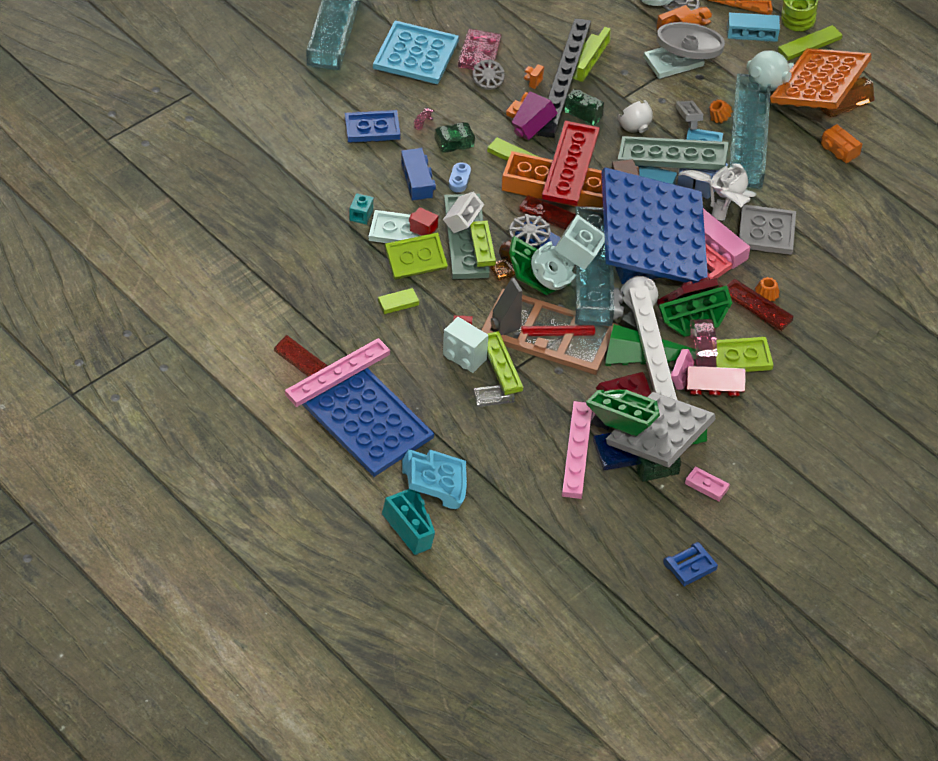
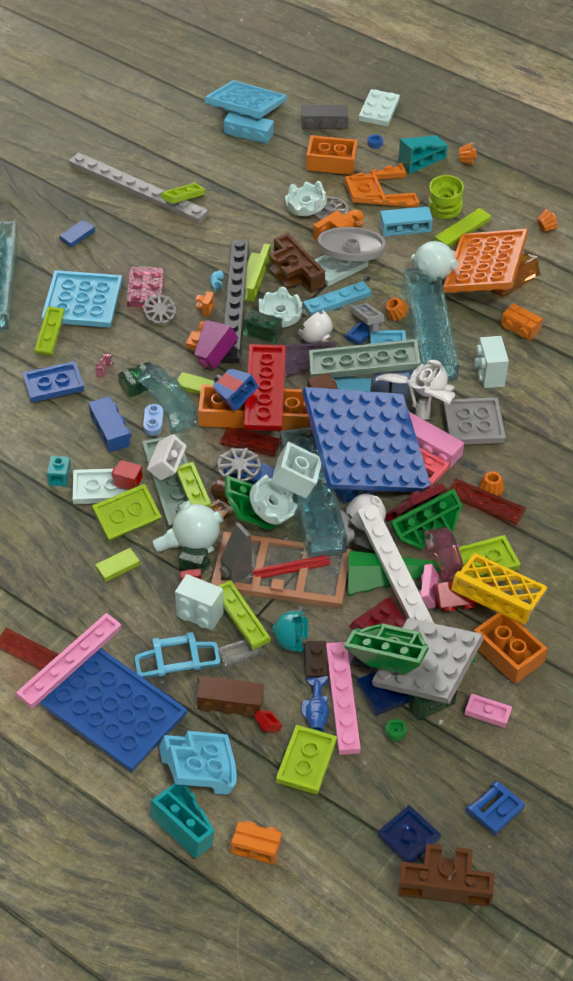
camera: 10 degrees left, 0 degrees up
(378, 78) = (49, 331): none -> lime tile
(435, 397) = (163, 669): none -> medium azure bar
(469, 306) = (194, 559): none -> clear green brick
(470, 551) = (256, 842): none -> orange brick
(474, 280) = (192, 527): none -> light aqua piece
(475, 429) = (230, 696): none -> reddish brown brick
(481, 158) = (171, 397): none -> clear light blue windscreen
(504, 456) = (268, 721): none -> red plate
(531, 494) = (306, 759): none -> lime plate
(541, 158) = (234, 387): none -> blue torso
(544, 384) = (290, 630): none -> teal cylinder
(548, 55) = (214, 280): none -> medium azure arm
(552, 454) = (316, 710): none -> blue animal
(561, 414) = (316, 659): none -> dark brown plate
(607, 571) = (408, 834): none -> clear blue plate
(610, 86) = (283, 302): none -> light aqua plate
(610, 141) = (298, 357): none -> clear purple wing
(618, 484) = (396, 730): none -> green tile
(629, 610) = (446, 878): none -> reddish brown piece
(630, 52) = (295, 265): none -> reddish brown piece
(665, 92) = (337, 298): none -> medium azure plate
(678, 129) = (359, 333): none -> blue tile
(737, 386) = (494, 596): none -> yellow fence
(742, 433) = (511, 647): none -> orange brick
(798, 176) = (491, 362): none -> light aqua brick
(897, 49) = (547, 221): none -> orange piece

